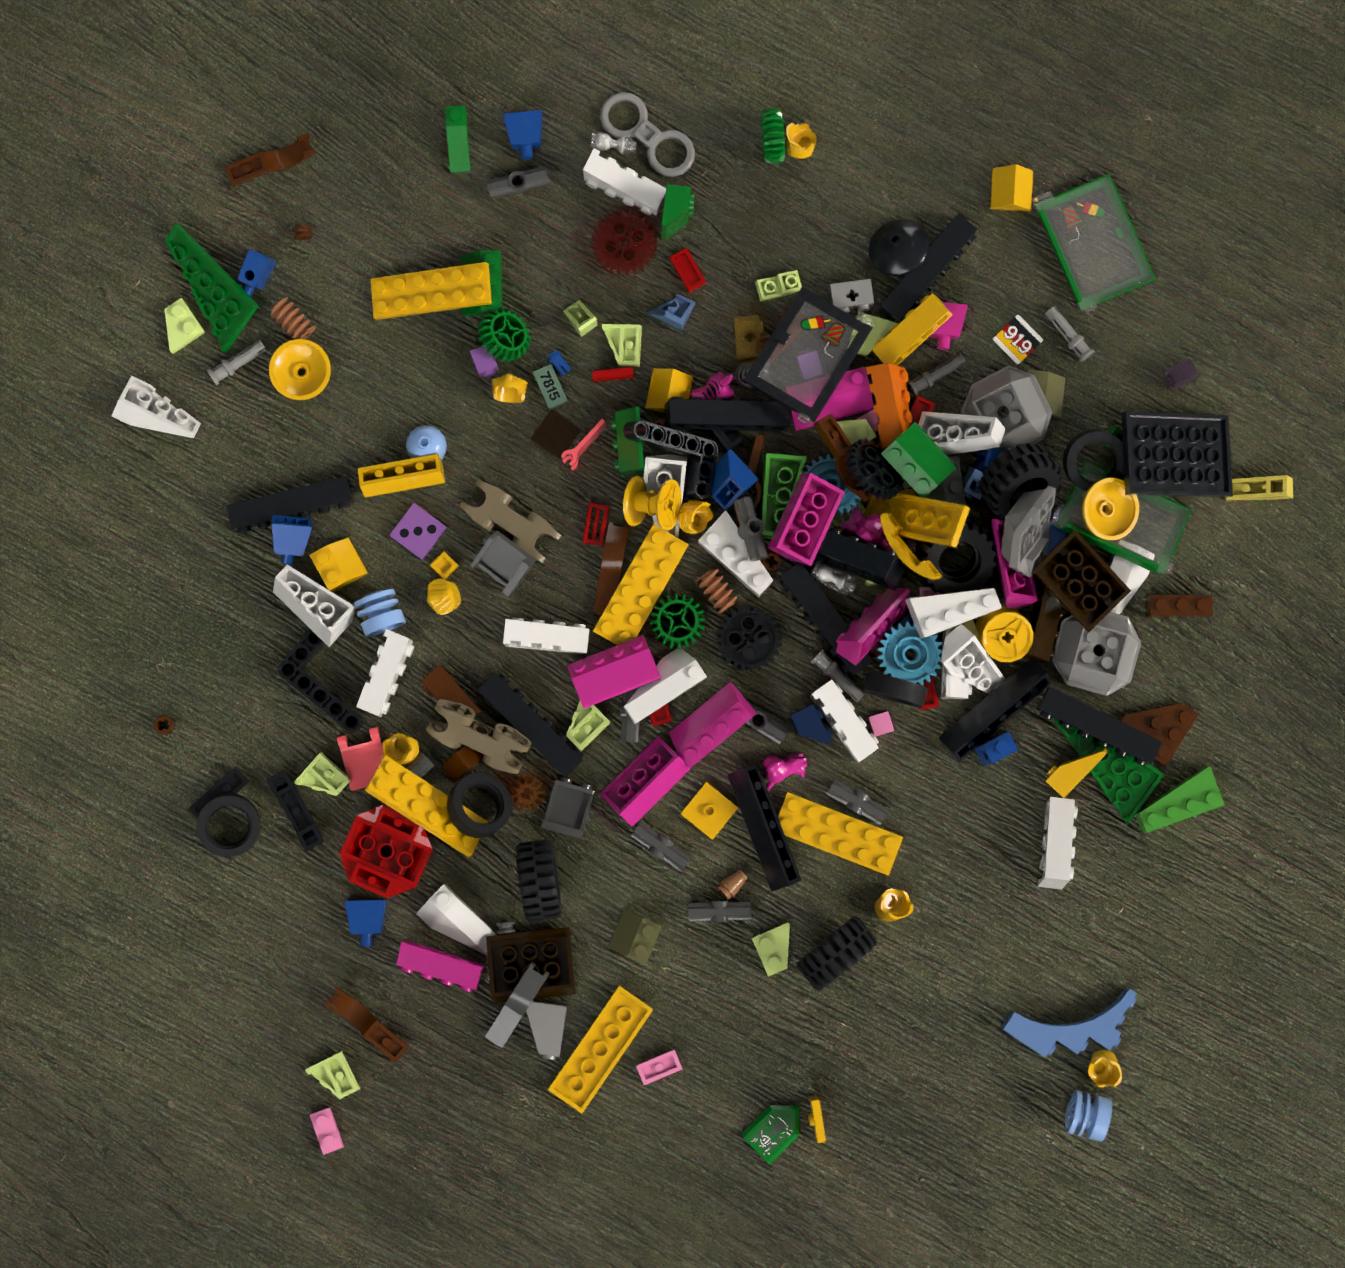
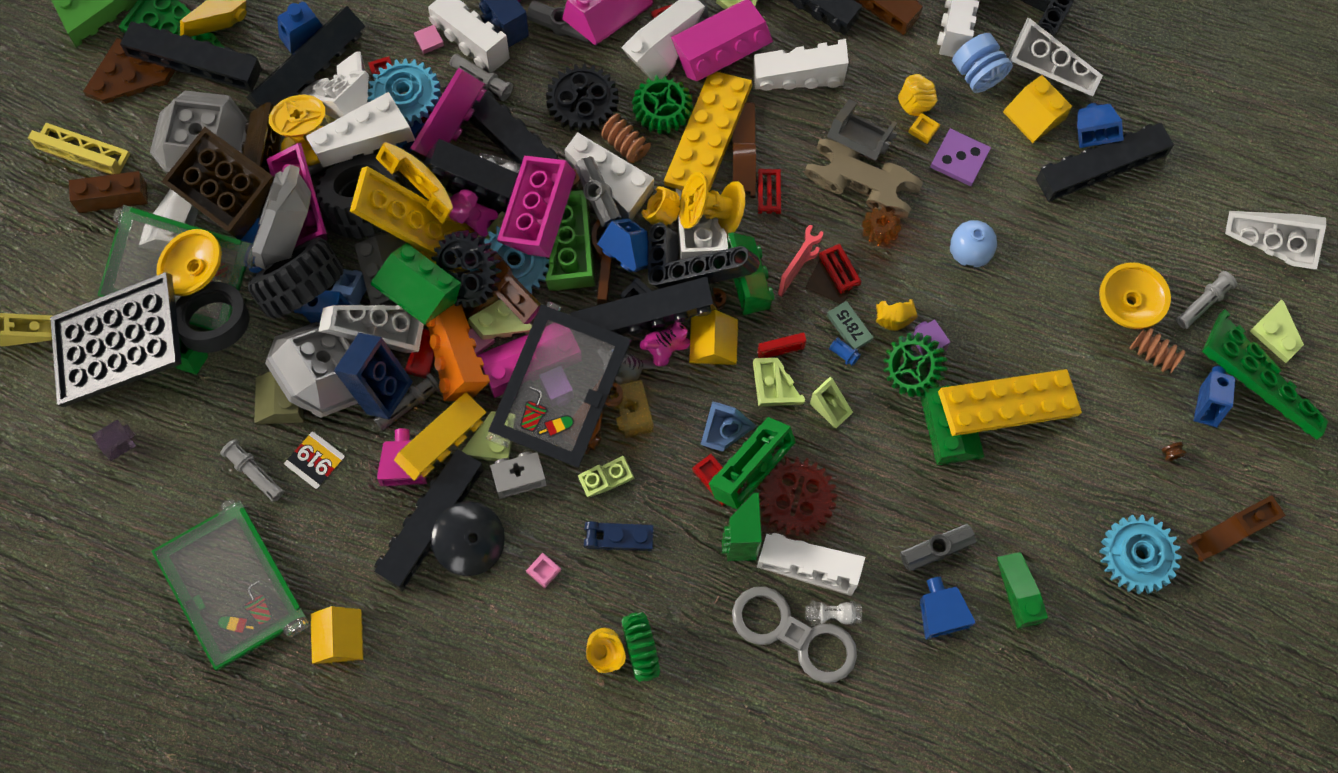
camera: 170 degrees right, 15 degrees down
(354, 137) = (1153, 542): none -> medium azure gear
(401, 475) = (993, 203): yellow brick -> none
(496, 475) = (872, 226): none -> clear orange gear
(552, 457) = (847, 284): none -> red tile
(681, 255) = (752, 462): none -> green brick
(775, 234) = (619, 536): none -> dark blue plate
(840, 216) = (543, 570): none -> bright pink tile
(895, 689) = (418, 43): black tyre -> none
(963, 386) = (373, 375): none -> dark blue brick
(1207, 650) = (79, 154): none -> light yellow fence

